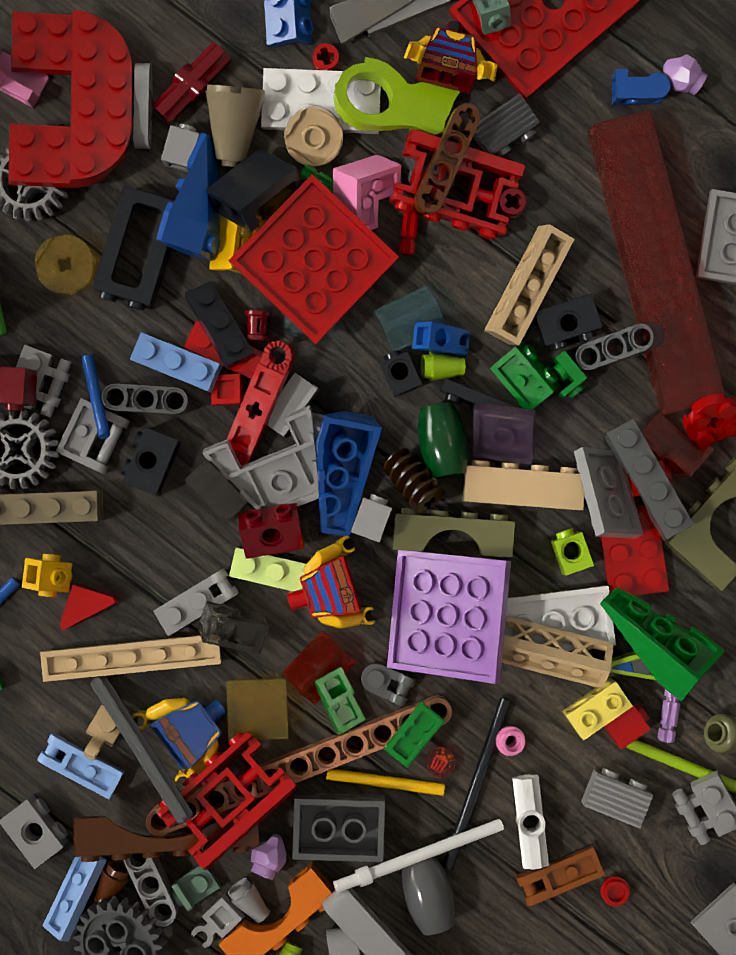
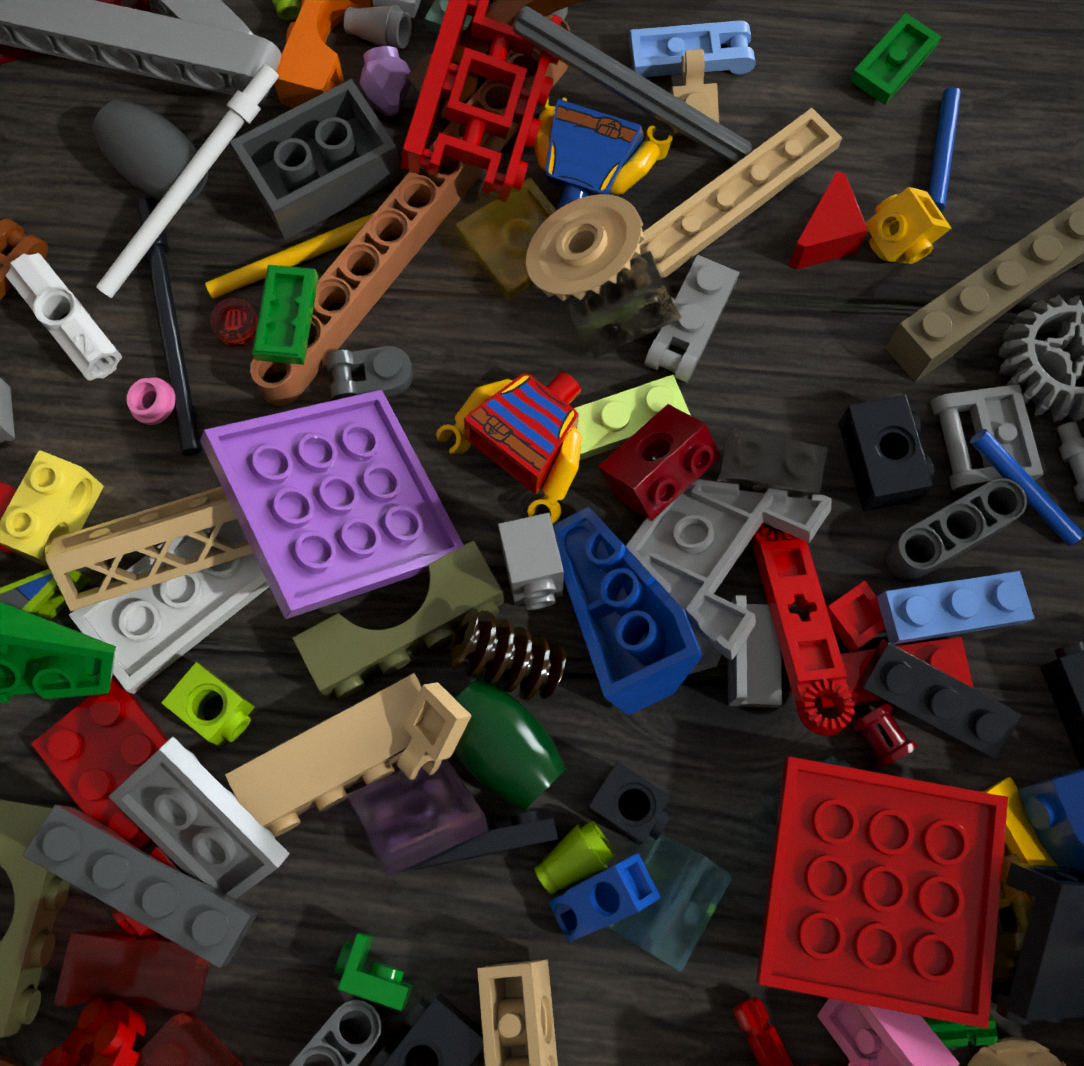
camera: 150 degrees right, 15 degrees down
(236, 685) = (584, 246): none -> tan gear
(315, 662) = (474, 334): clear red panel -> none
(339, 700) = (418, 309): green slope -> none
(471, 465) = (435, 728): none -> tan plate
(526, 376) = (437, 929): green bracket -> none

